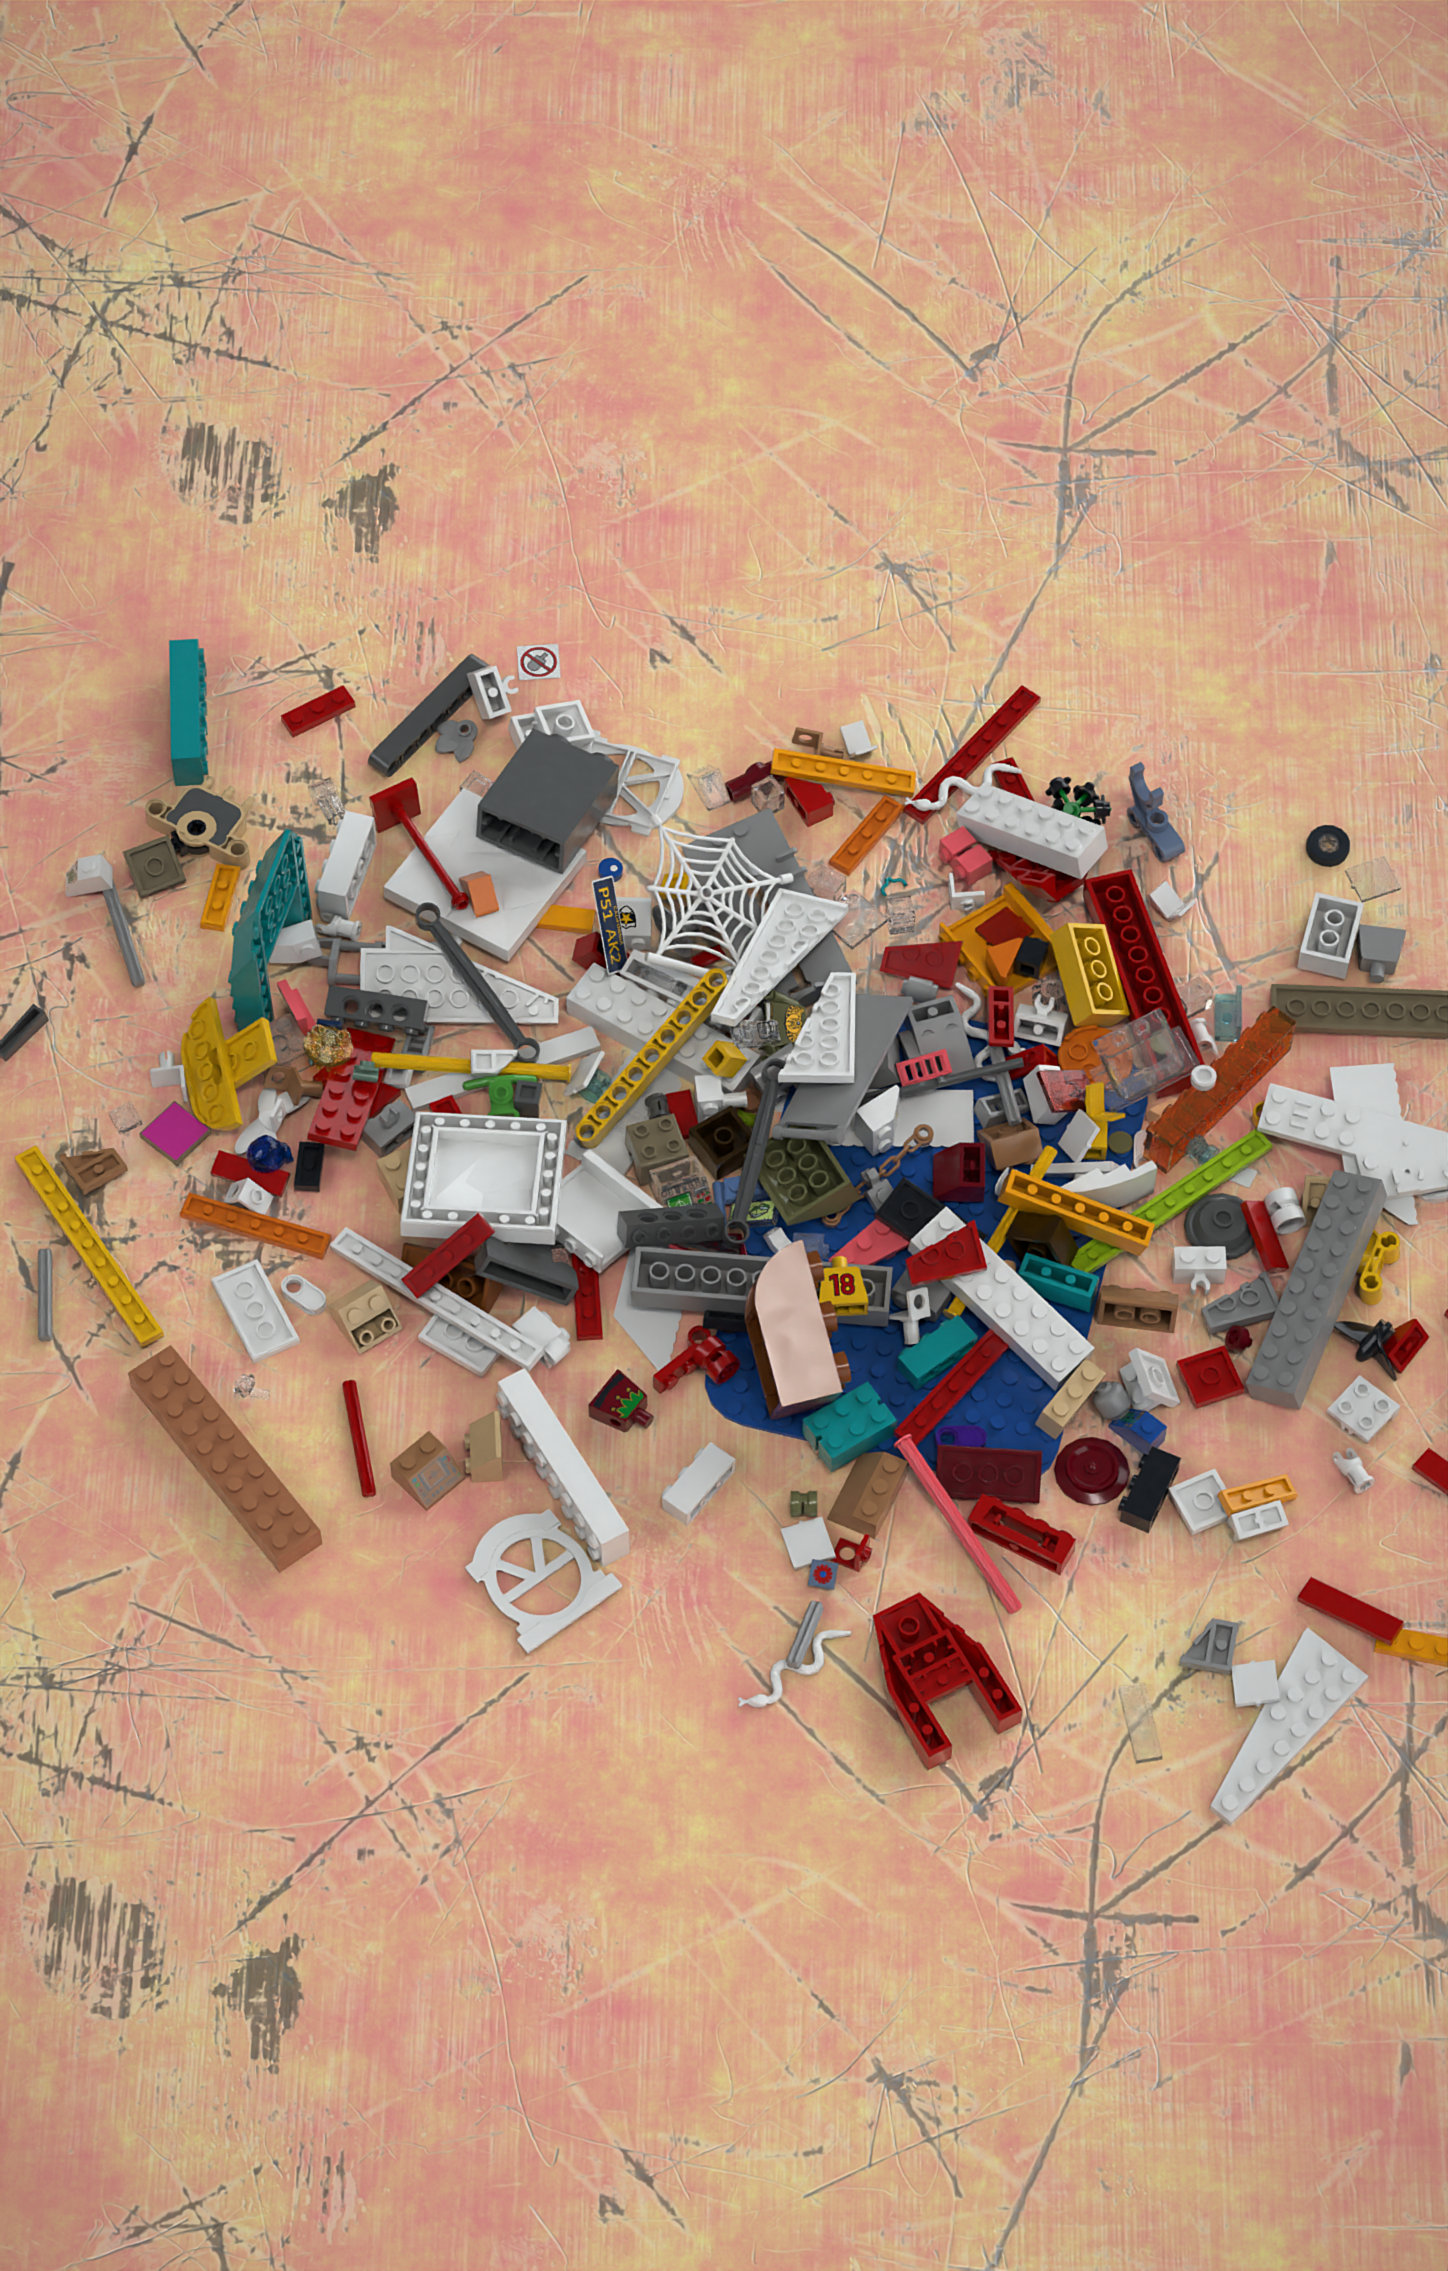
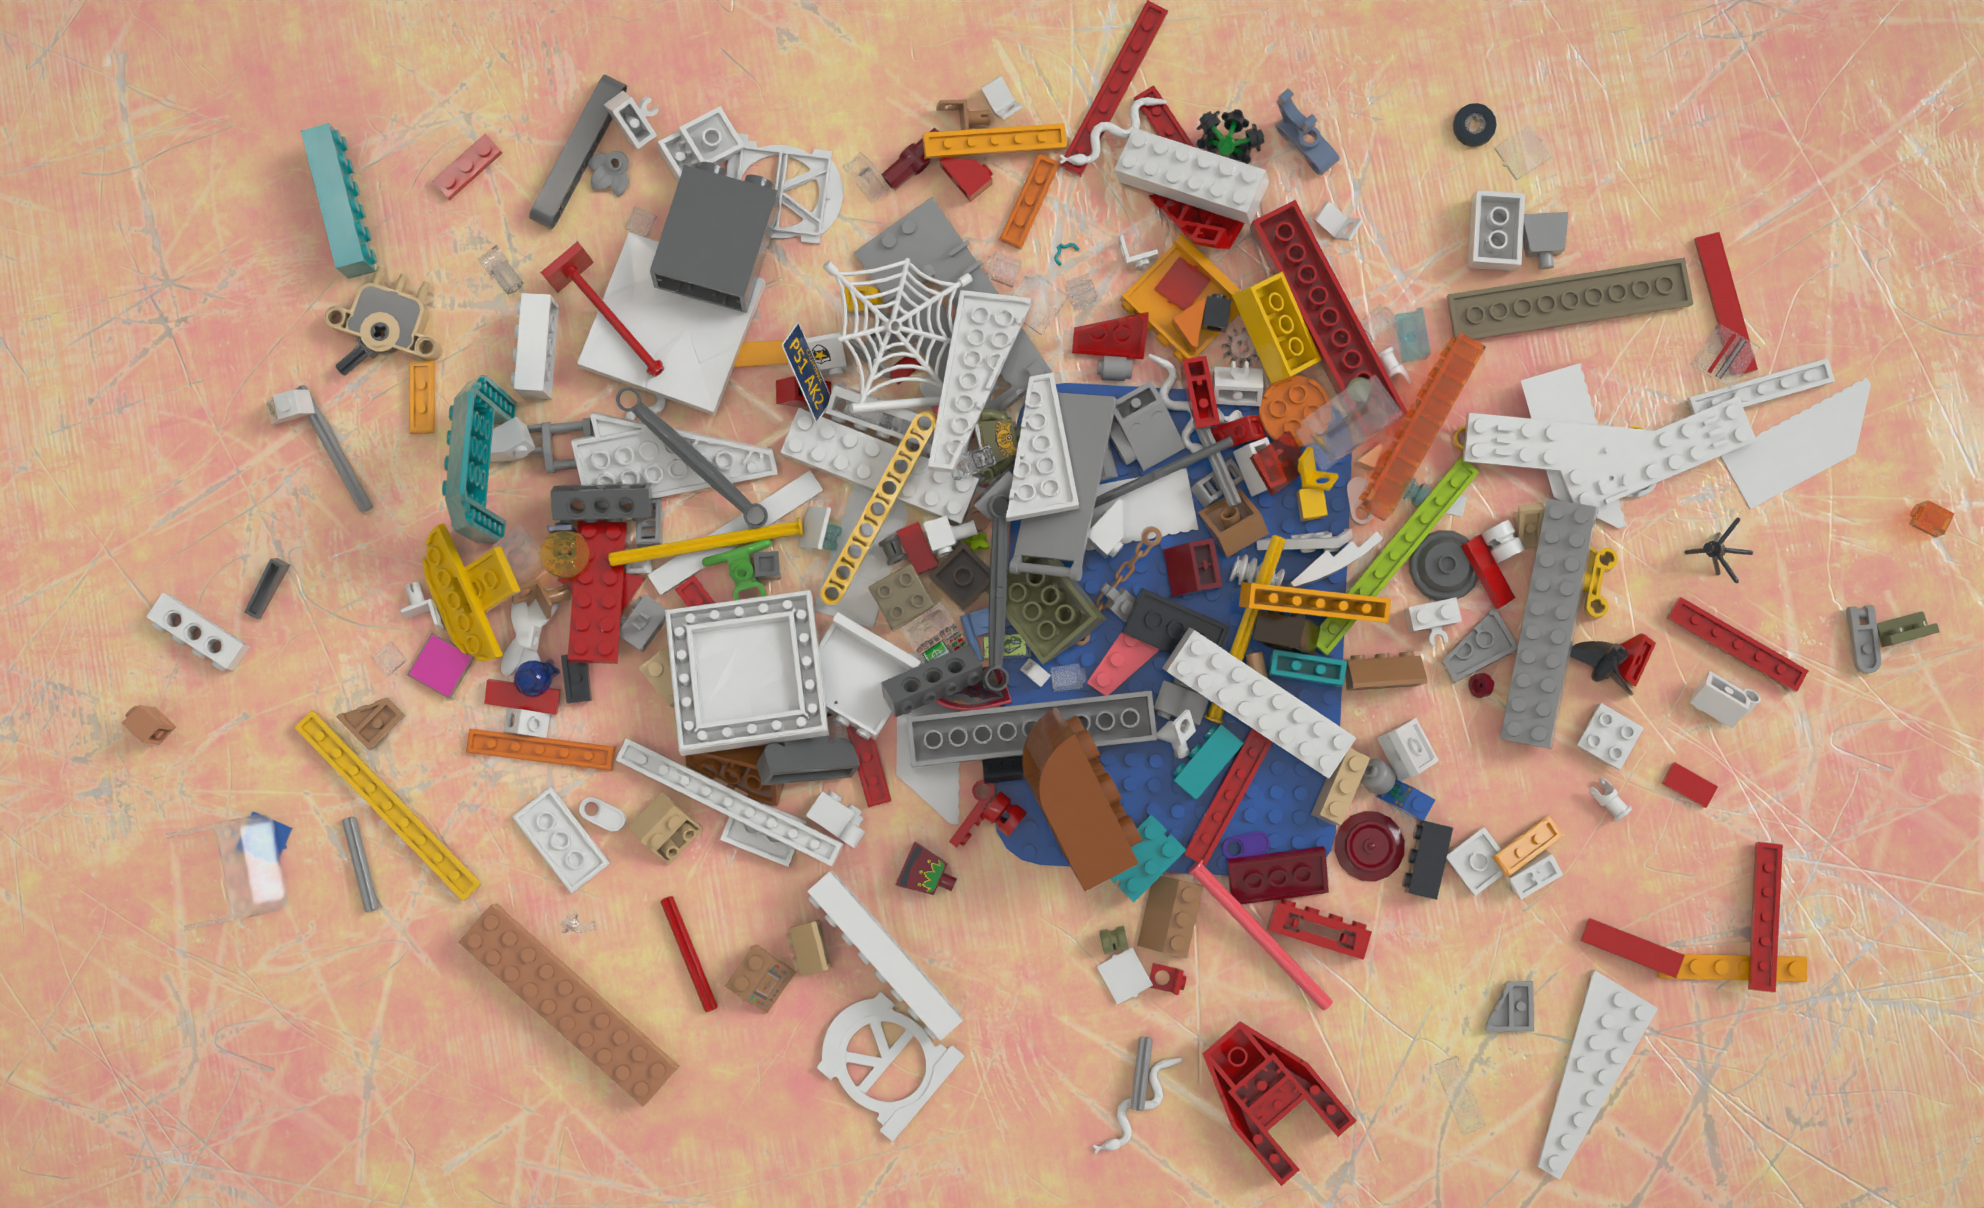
camera: 10 degrees left, 25 degrees up
(154, 866) = (349, 380): dark tan tile -> none
(296, 1006) = (525, 516): coral slope -> none
(339, 927) = (546, 410): white piece -> none
(366, 1072) = (607, 576): sand green plate -> none
(448, 1255) = (731, 769): red tile -> none
(480, 893) = (671, 353): orange slope -> none
(490, 1061) = (723, 539): white tile -> none
(538, 661) = (670, 65): clear sticker -> none
(610, 867) = (791, 291): blue tile -> none
(698, 1483) = (1011, 939): white brick -> none
(724, 1059) = (948, 500): yellow brick -> none
(767, 795) = (927, 182): clear brick -> none
(823, 1574) = (1145, 1007): sand blue tile -> none
(844, 1288) = (1111, 729): yellow torso -> none
(944, 1060) = (1142, 469): coral slope -> none
(949, 1258) = (1207, 687): red wing -> none
(967, 862) = (1128, 209): coral piece -> none
(1078, 1136) = (1299, 508): white piece -> none
(1120, 1142) = (1335, 497): olive piece -> none
(1203, 1077) = (1409, 430): white tile -> none
(1210, 1376) = (1462, 729): red plate -> none
(1255, 1683) = (1558, 1036): white piece -> none

